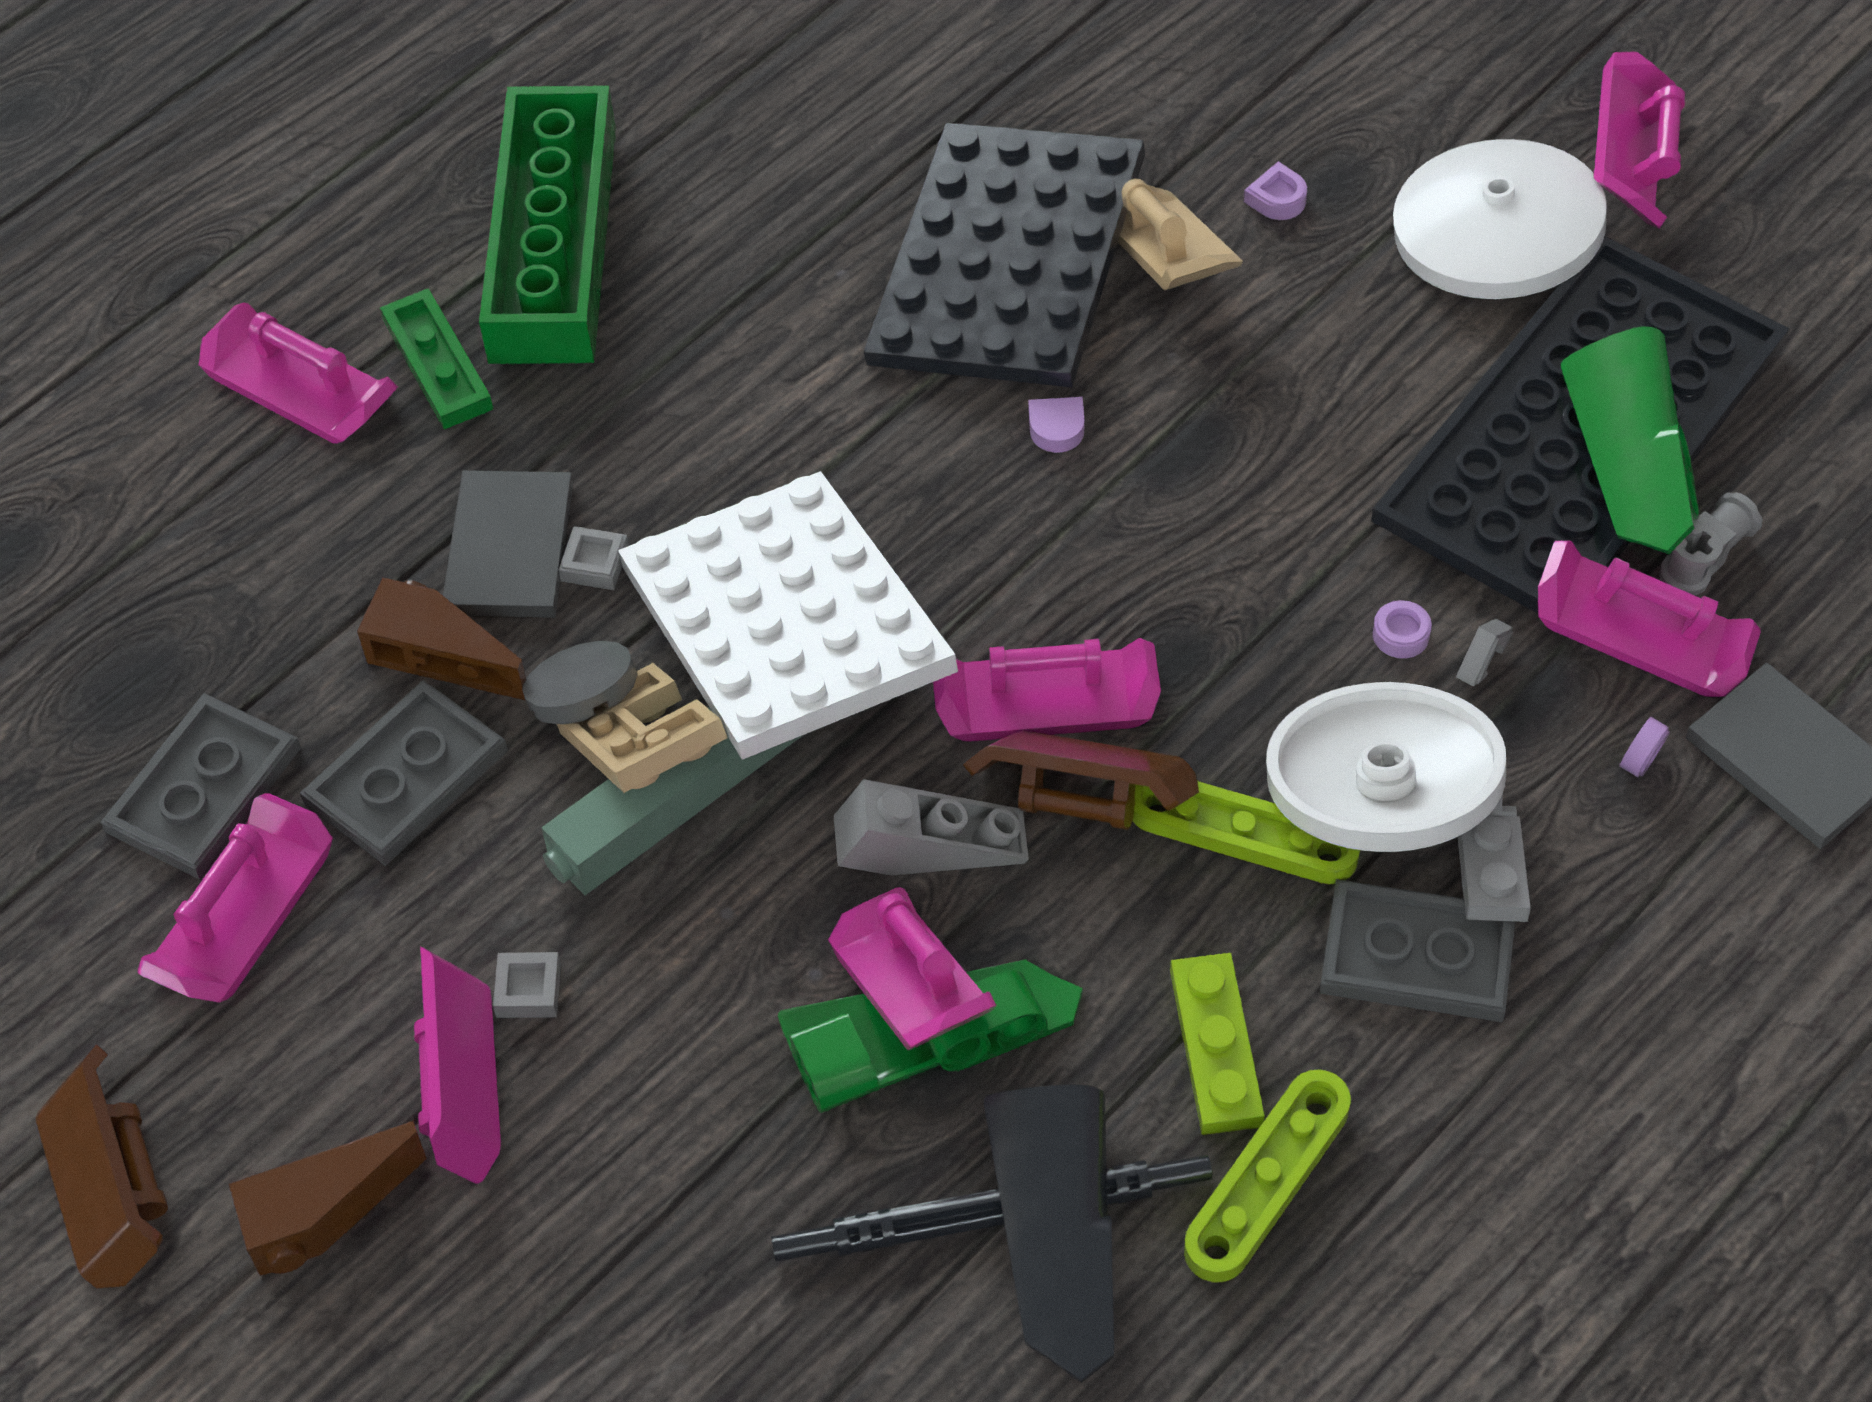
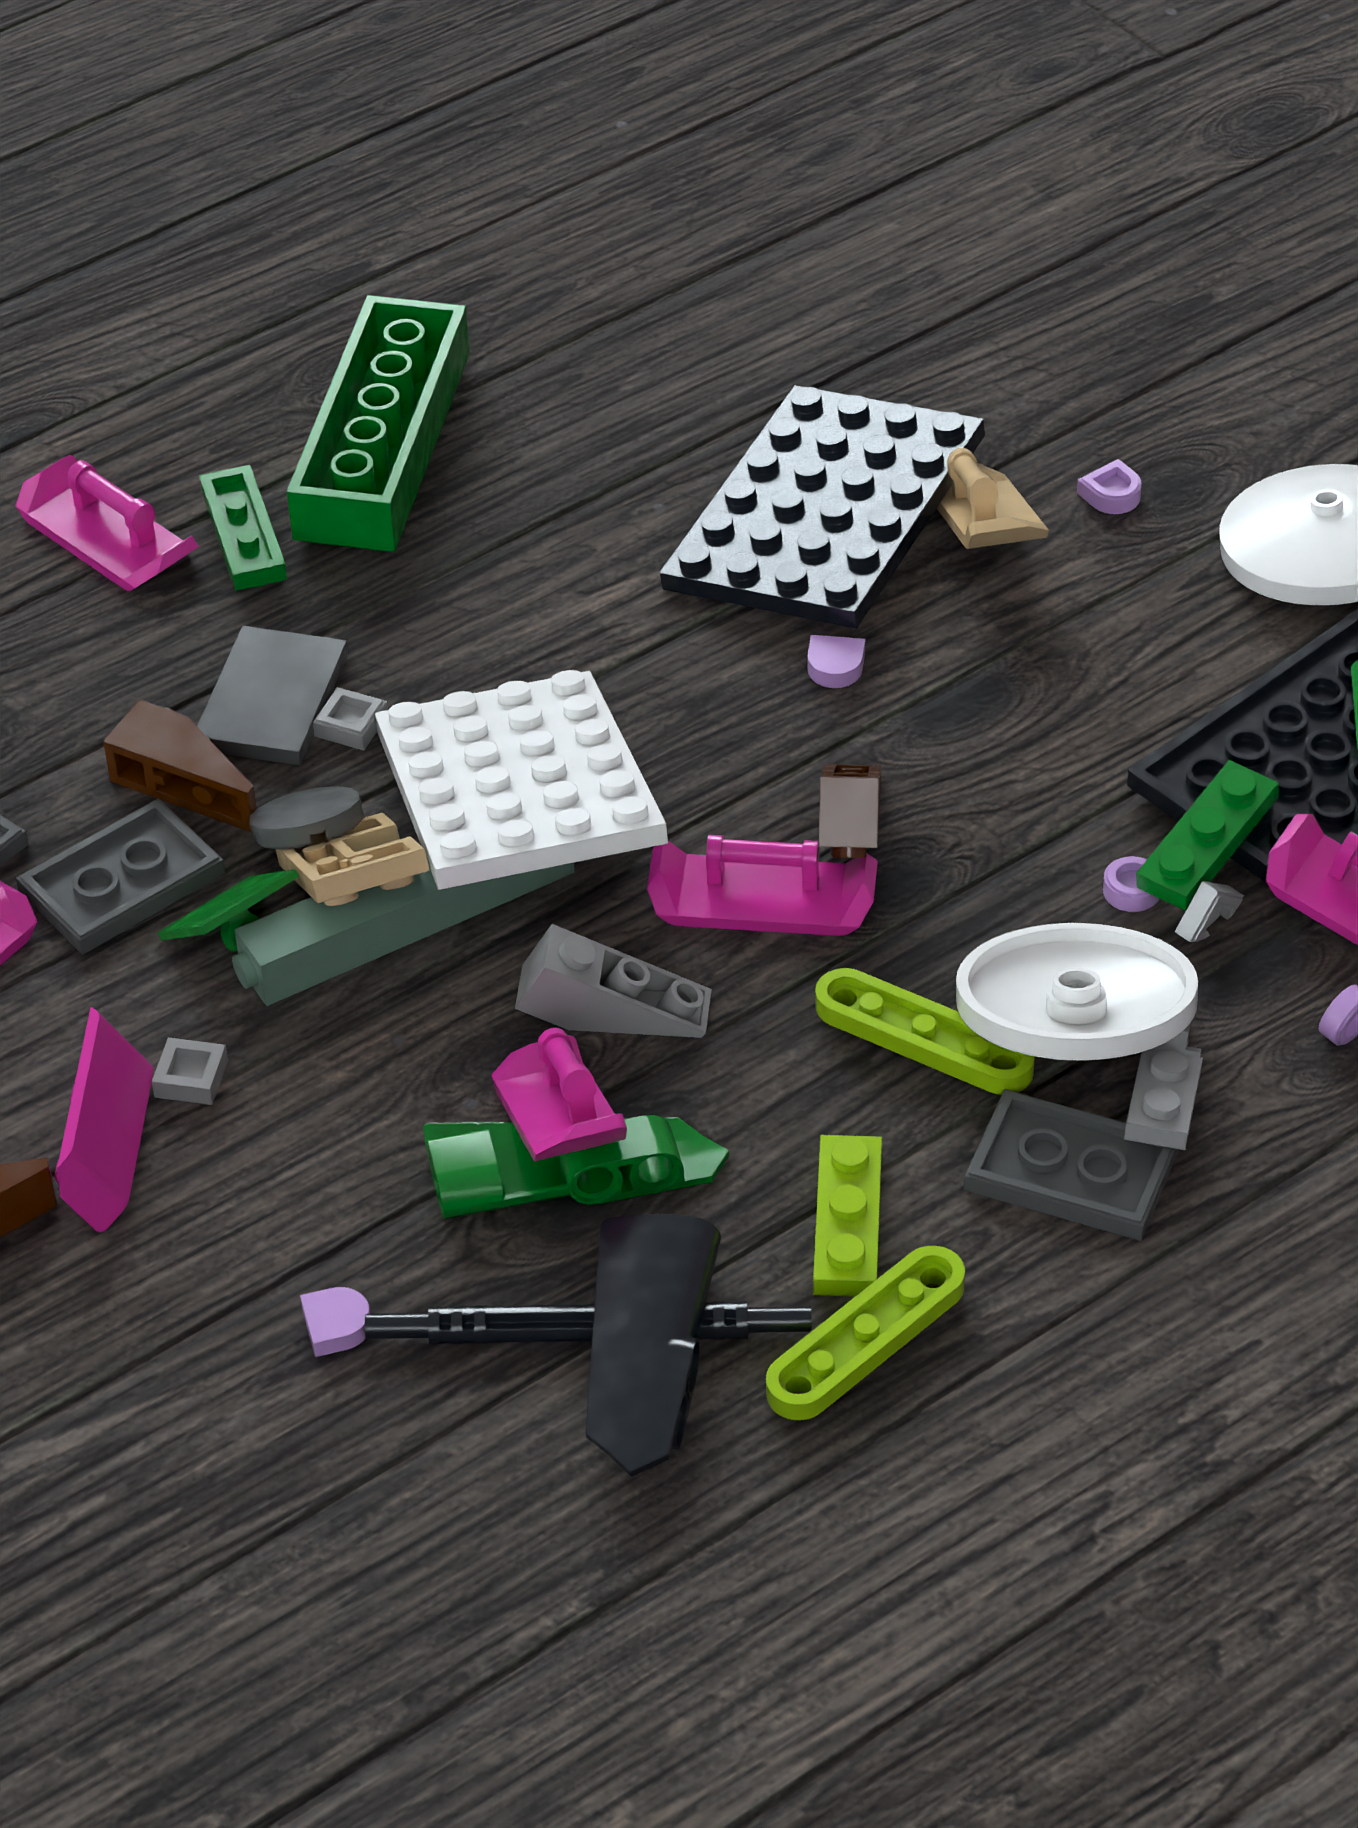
camera: 10 degrees right, 10 degrees down
(526, 797) = (229, 909): none -> green piece
(739, 1245) = (335, 1319): none -> lavender tile
(1118, 591) = (849, 809): none -> slope
(1166, 775) = (853, 971): reddish brown piece -> none
(1468, 571) = (1207, 834): none -> green plate

